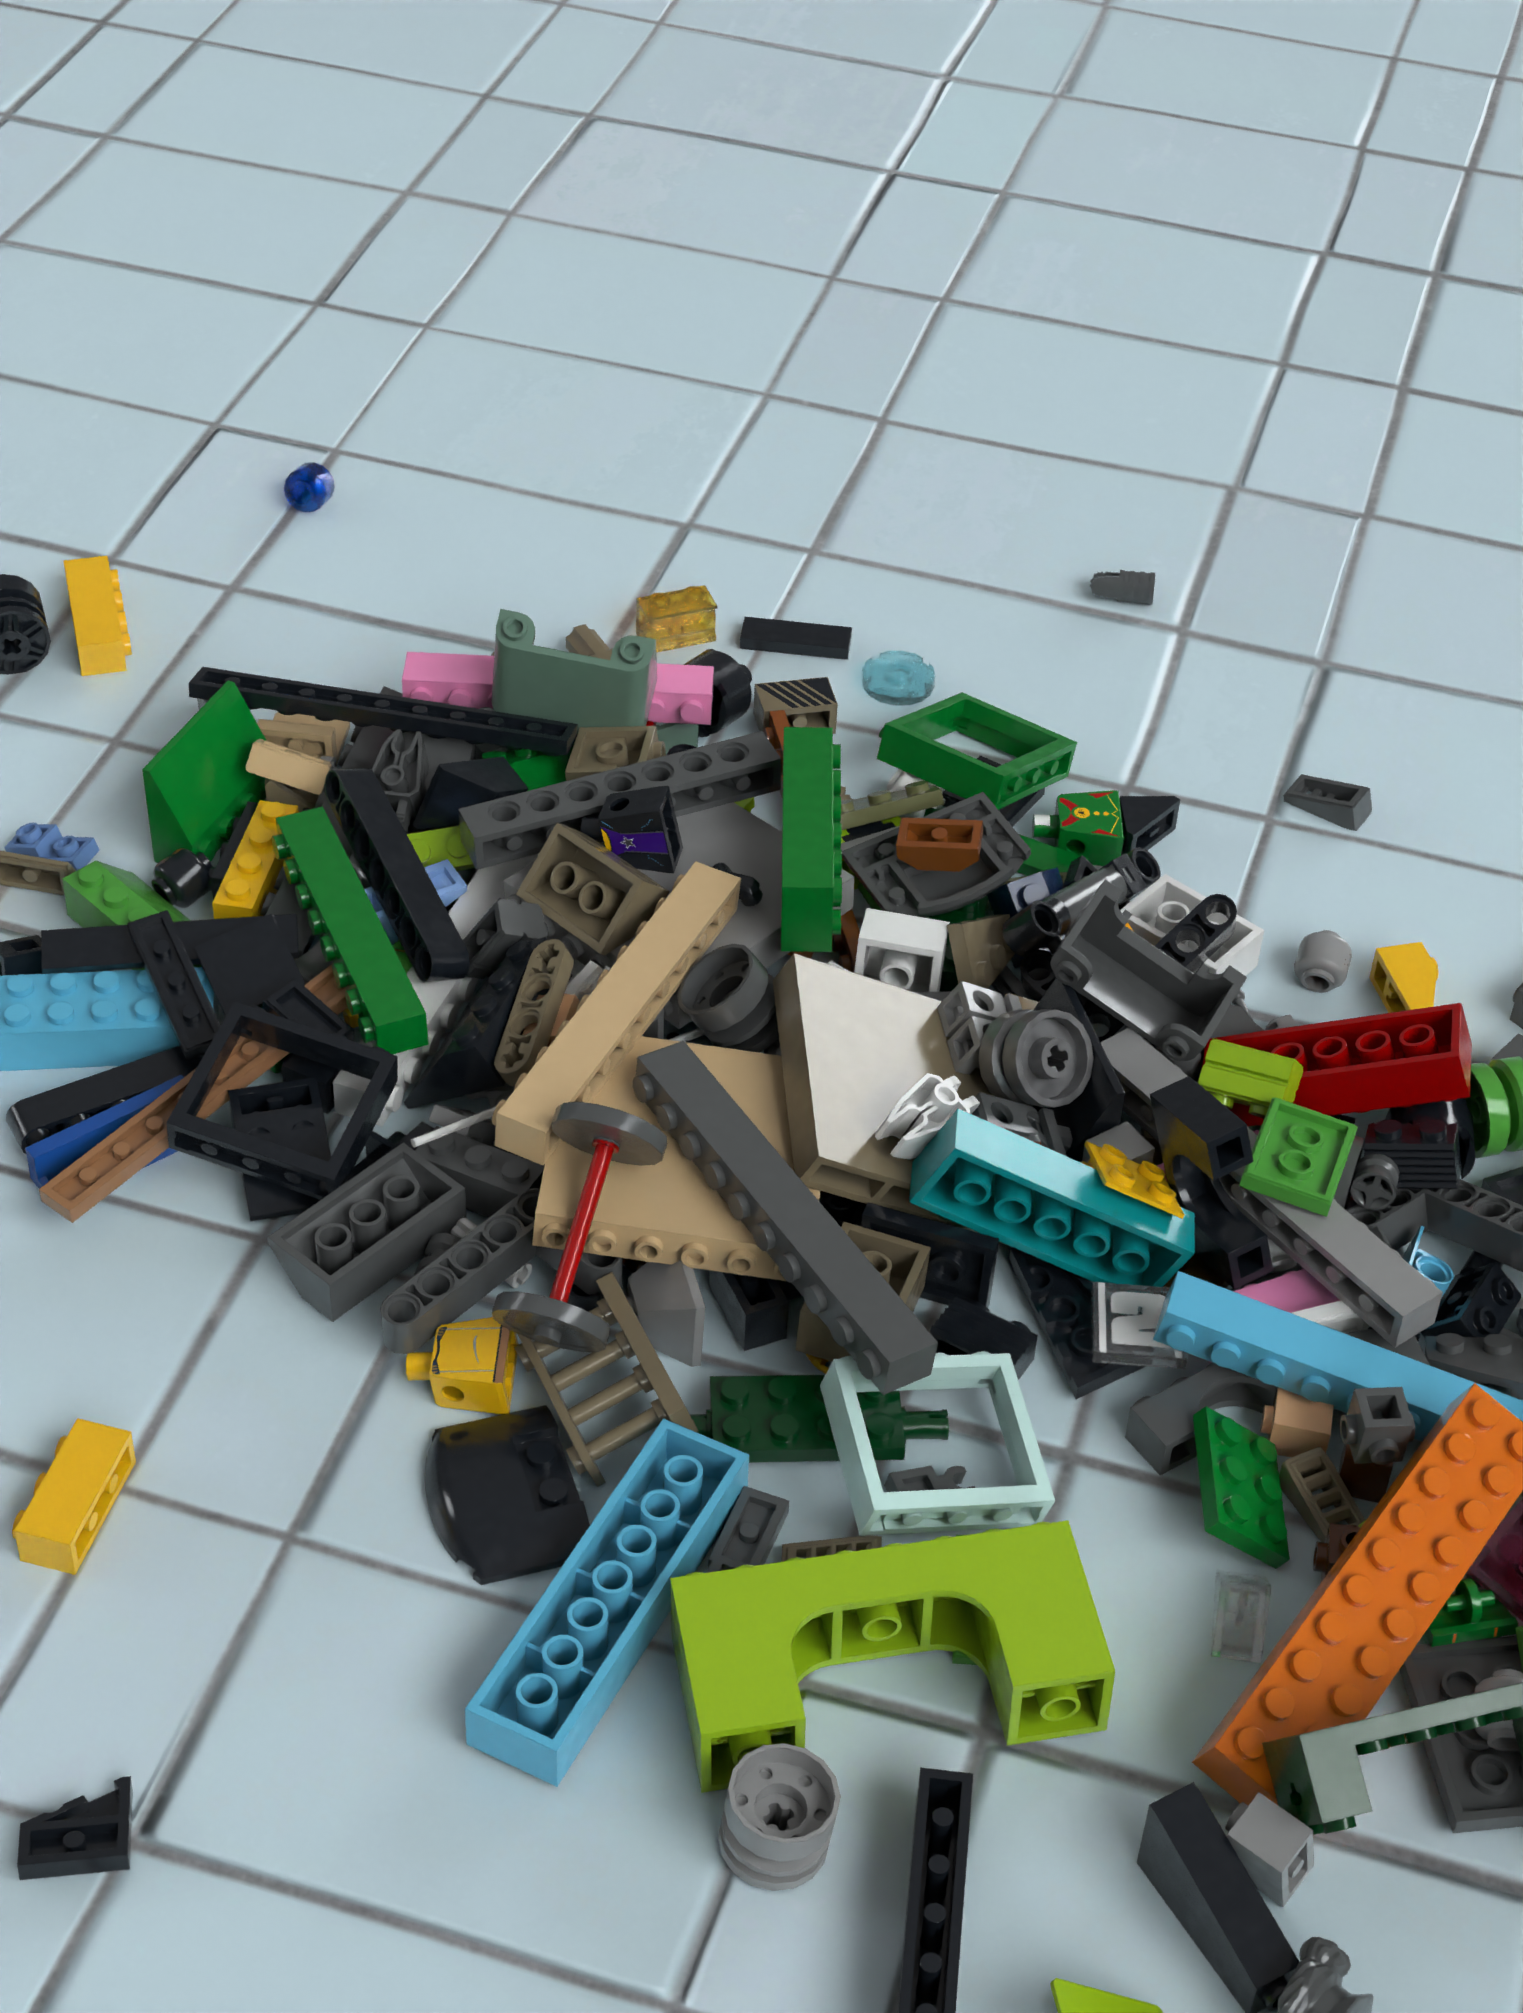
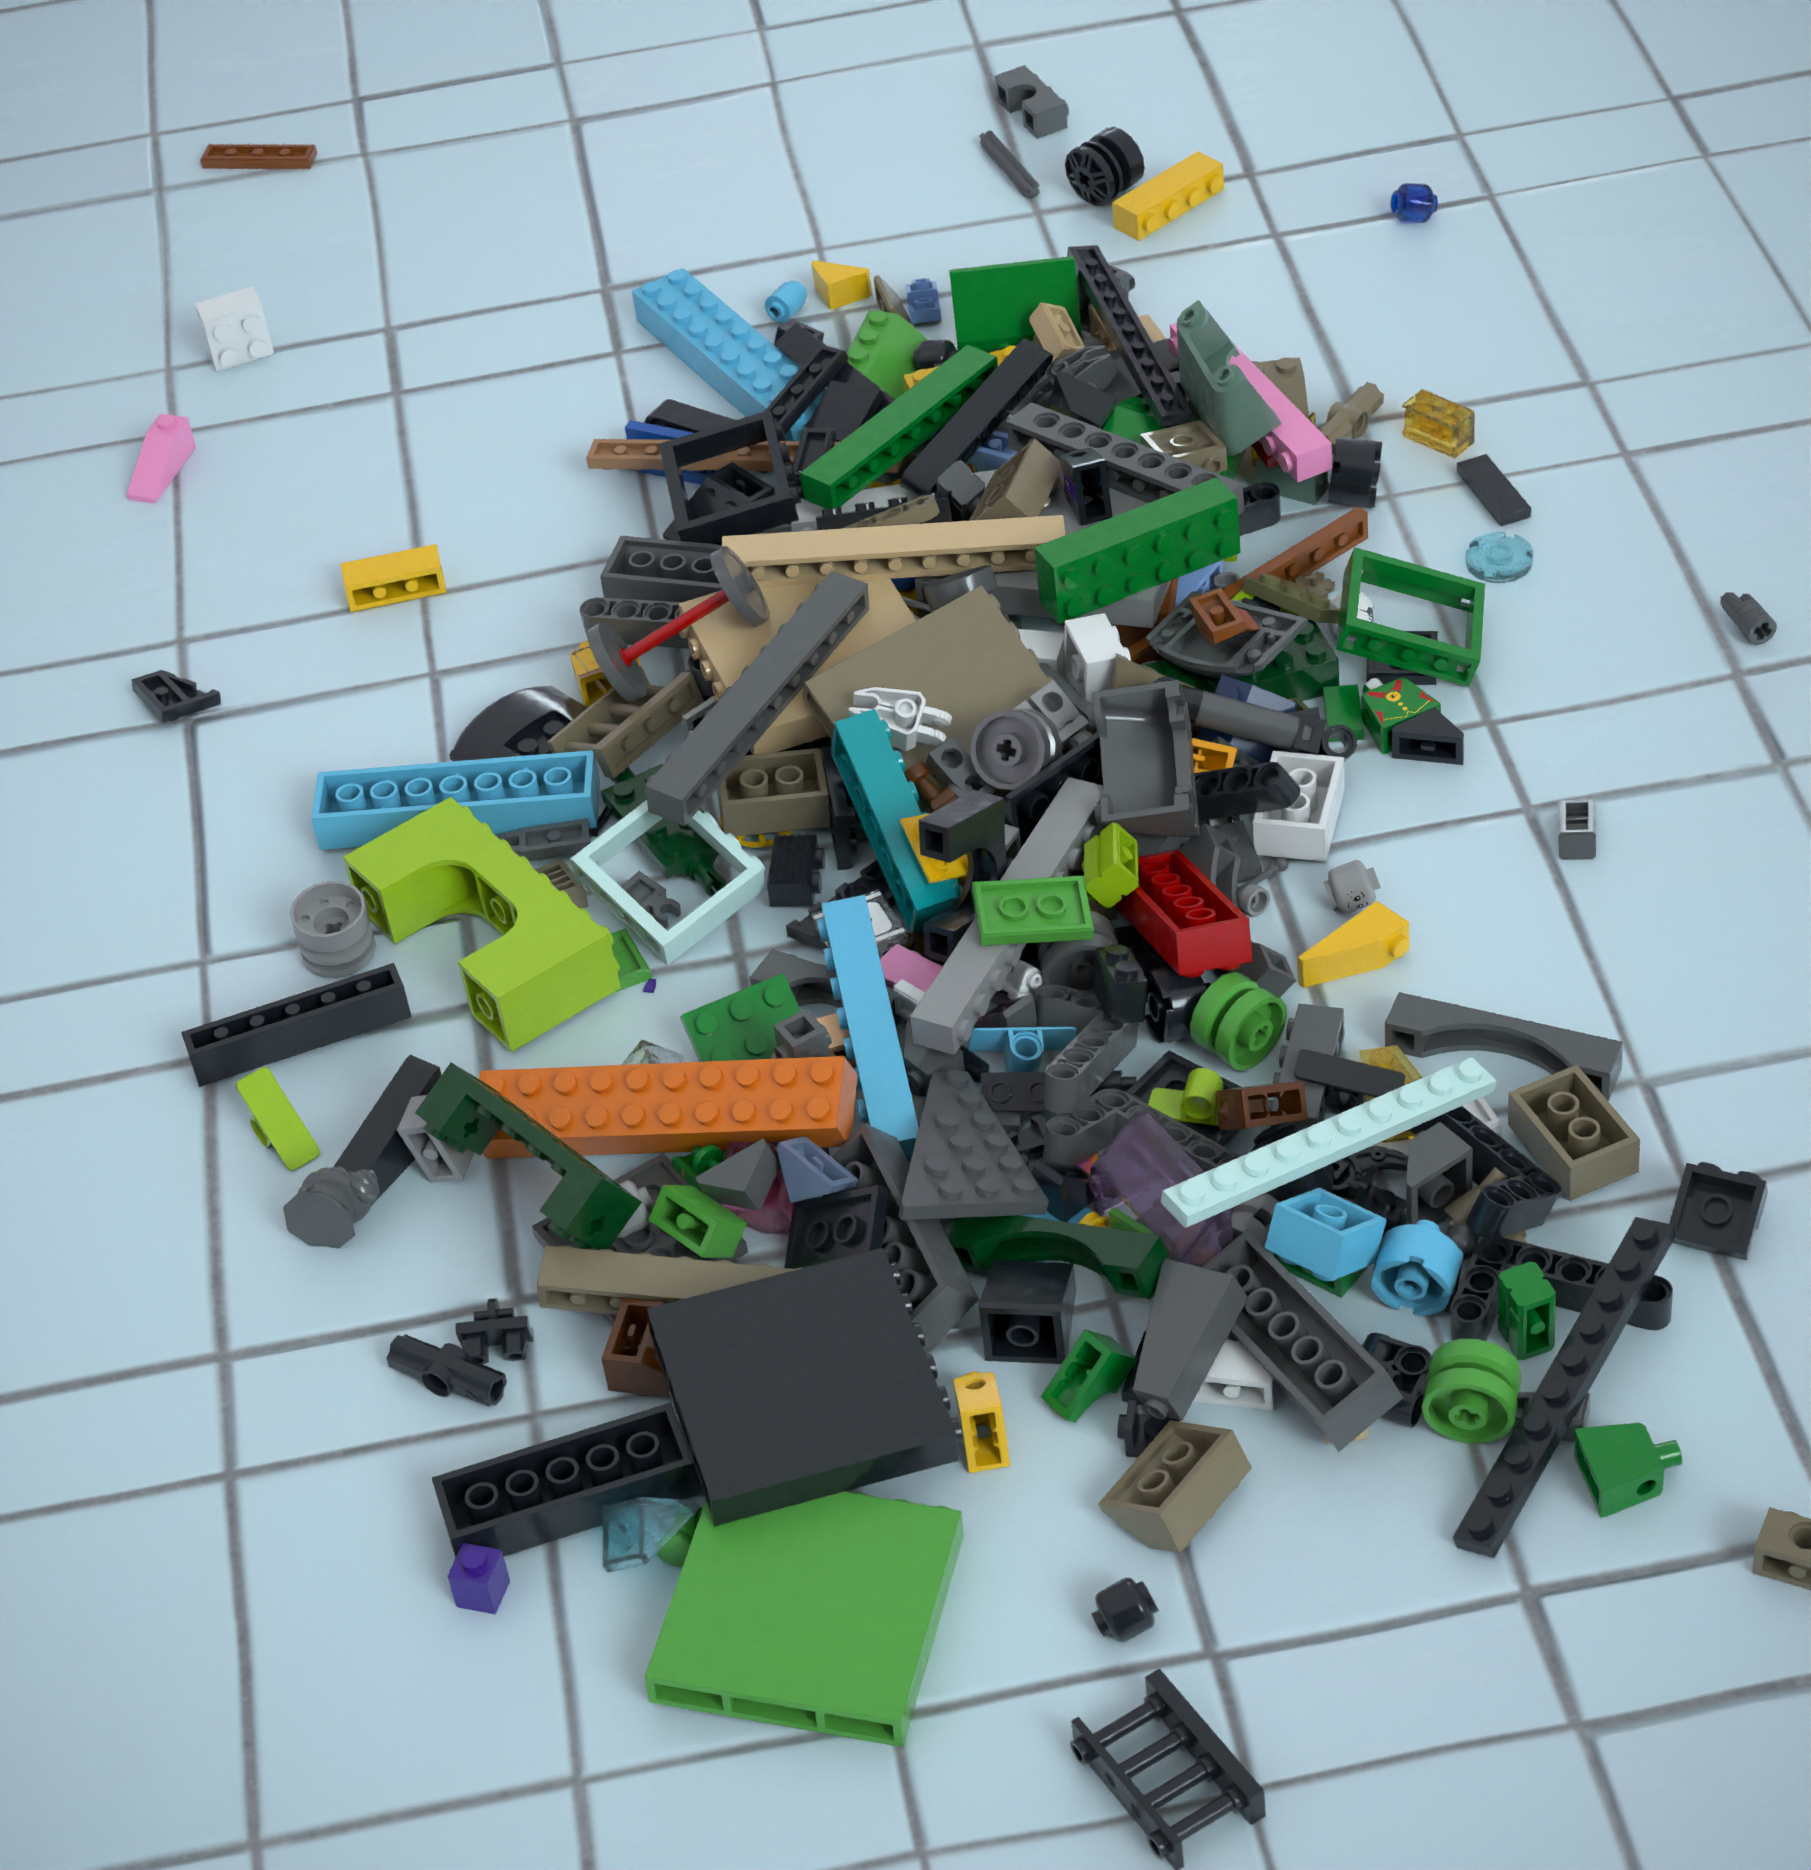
camera: 70 degrees right, 0 degrees up
(804, 700) = (1396, 522): dark tan brick -> none
(1382, 1190) = (1079, 977): dark grey wheel -> none

